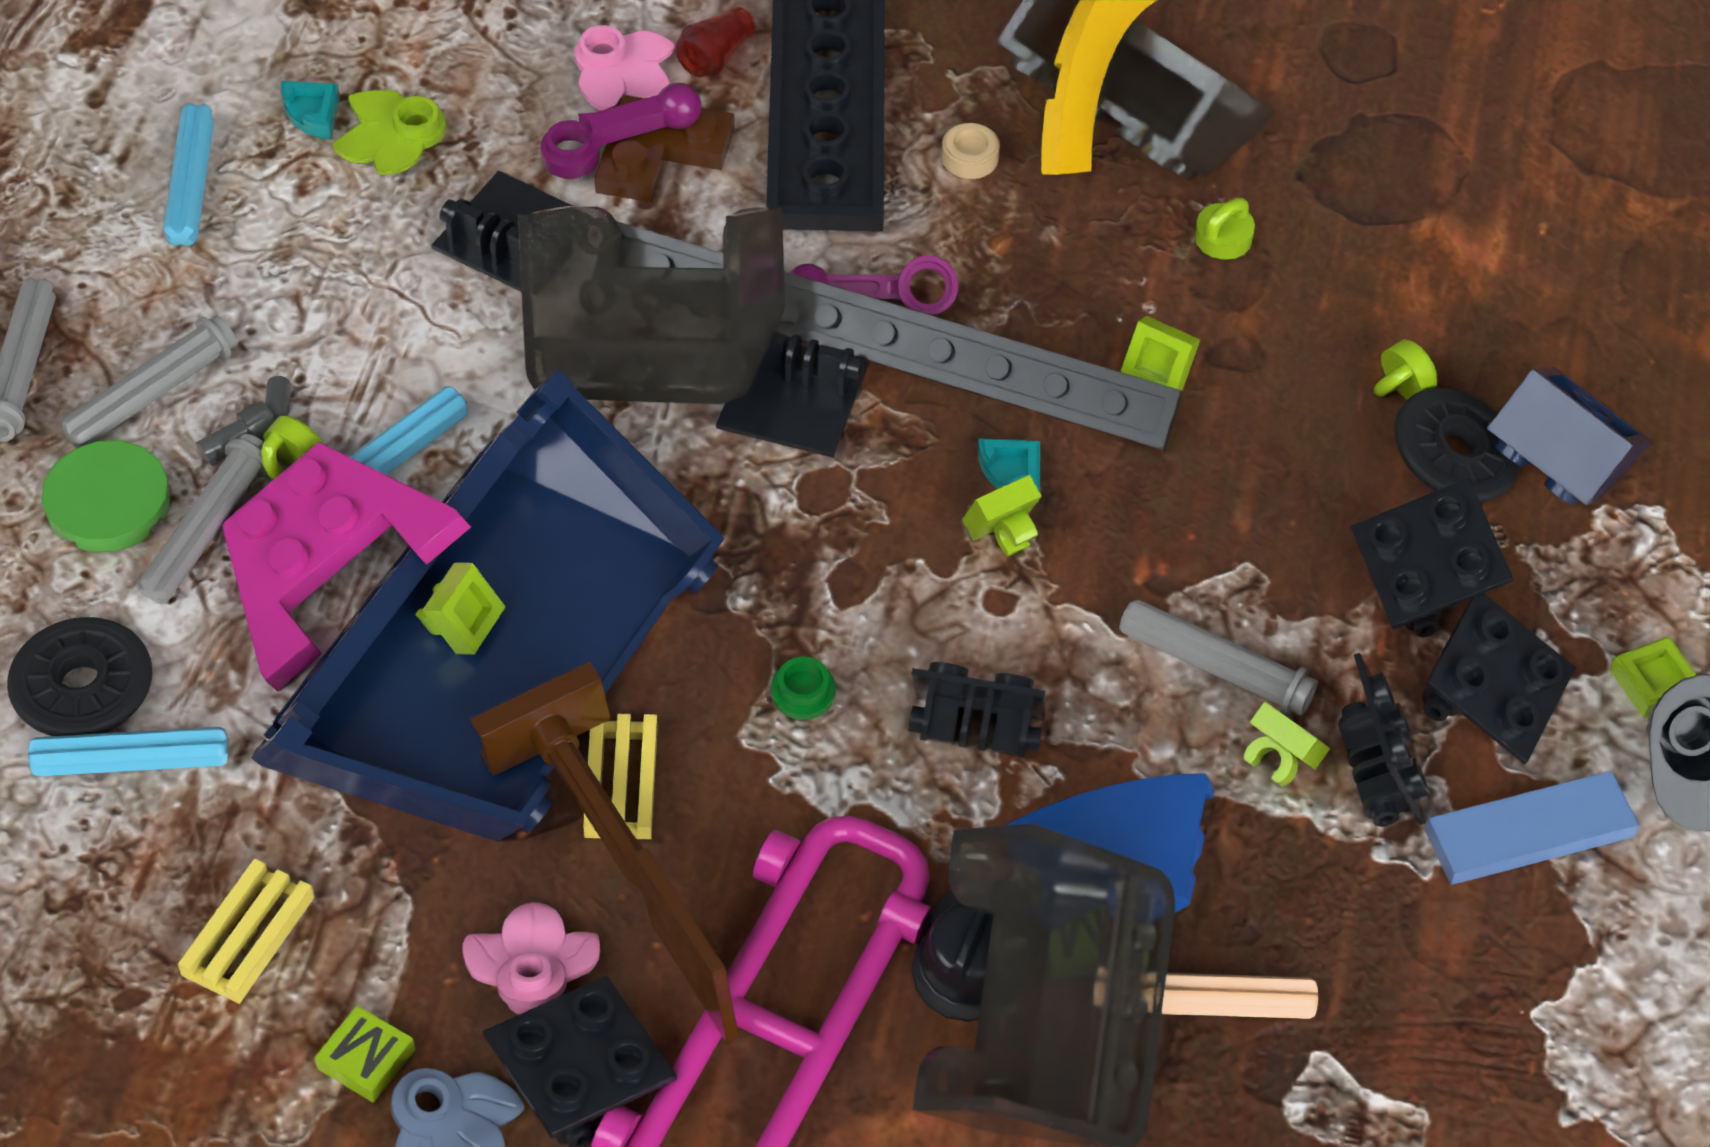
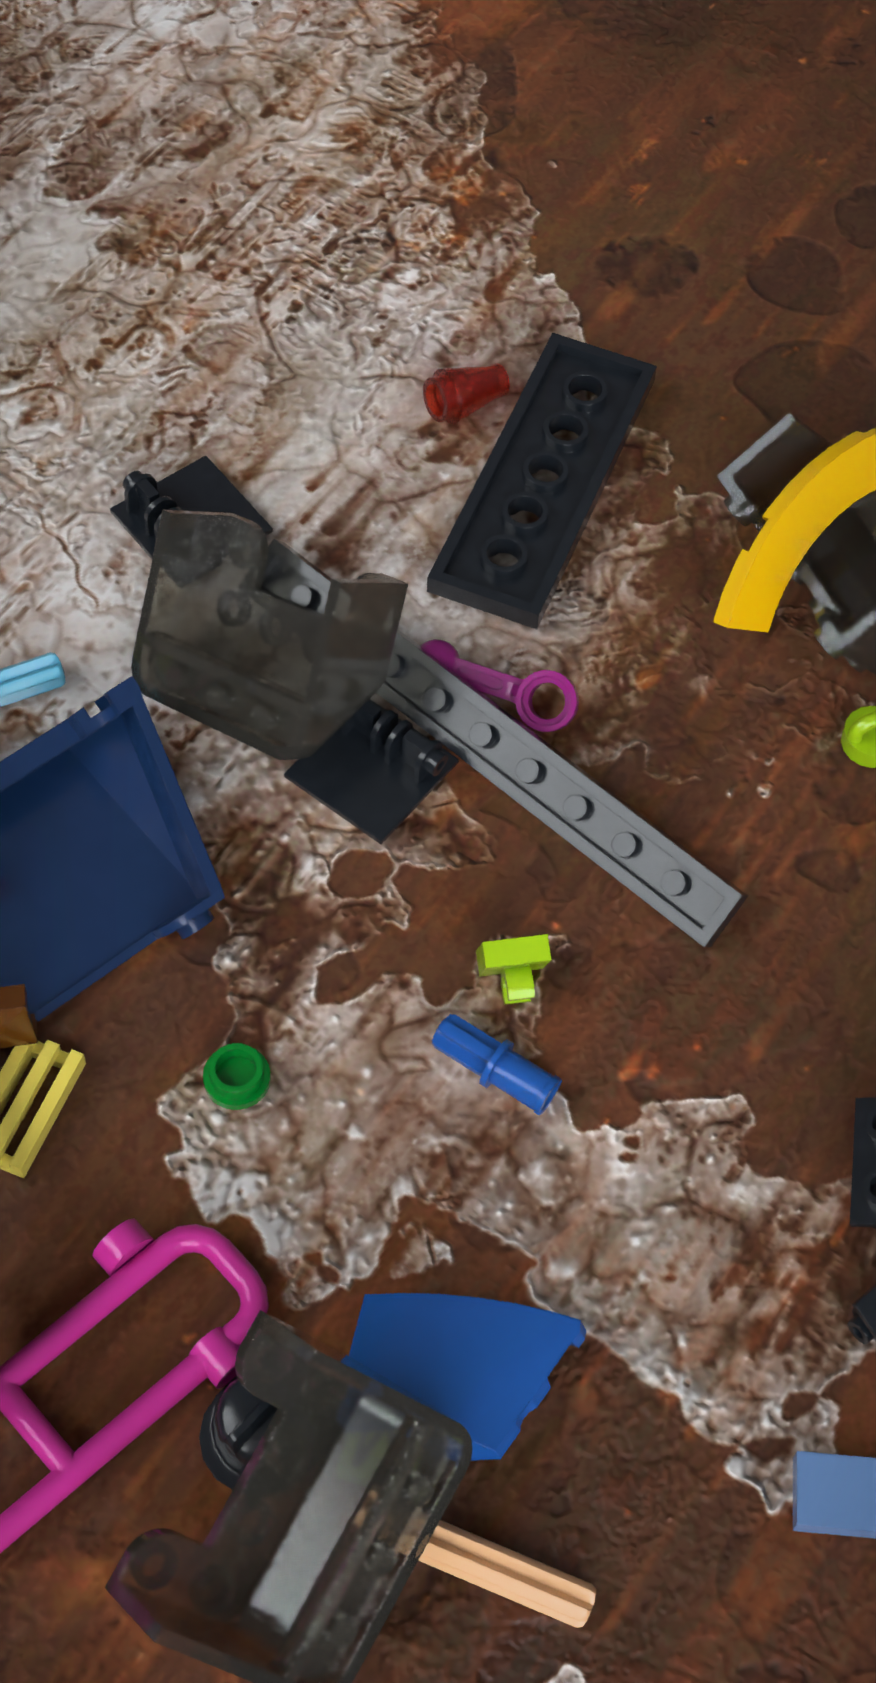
camera: 20 degrees right, 5 degrees up
(311, 106) = (72, 341): teal tile -> none
(391, 130) = (130, 387): lime plate -> none
(620, 65) = (368, 390): bright pink plate -> none
(635, 164) = (363, 464): reddish brown plate -> none
(673, 107) = (389, 445): magenta piece -> none
(970, 150) = (659, 574): tan tile -> none
(1009, 460) = (551, 911): teal tile -> none
(1010, 697) = (356, 1149): black hinge -> none
(1027, 602) = (496, 1063): none -> blue axle
(1160, 353) = (743, 849): lime tile -> none
(1220, 657) = (663, 1192): light grey axle -> none
(1285, 738) = (690, 1307): lime tile -> none
(1379, 752) = (781, 1342): black hinge -> none

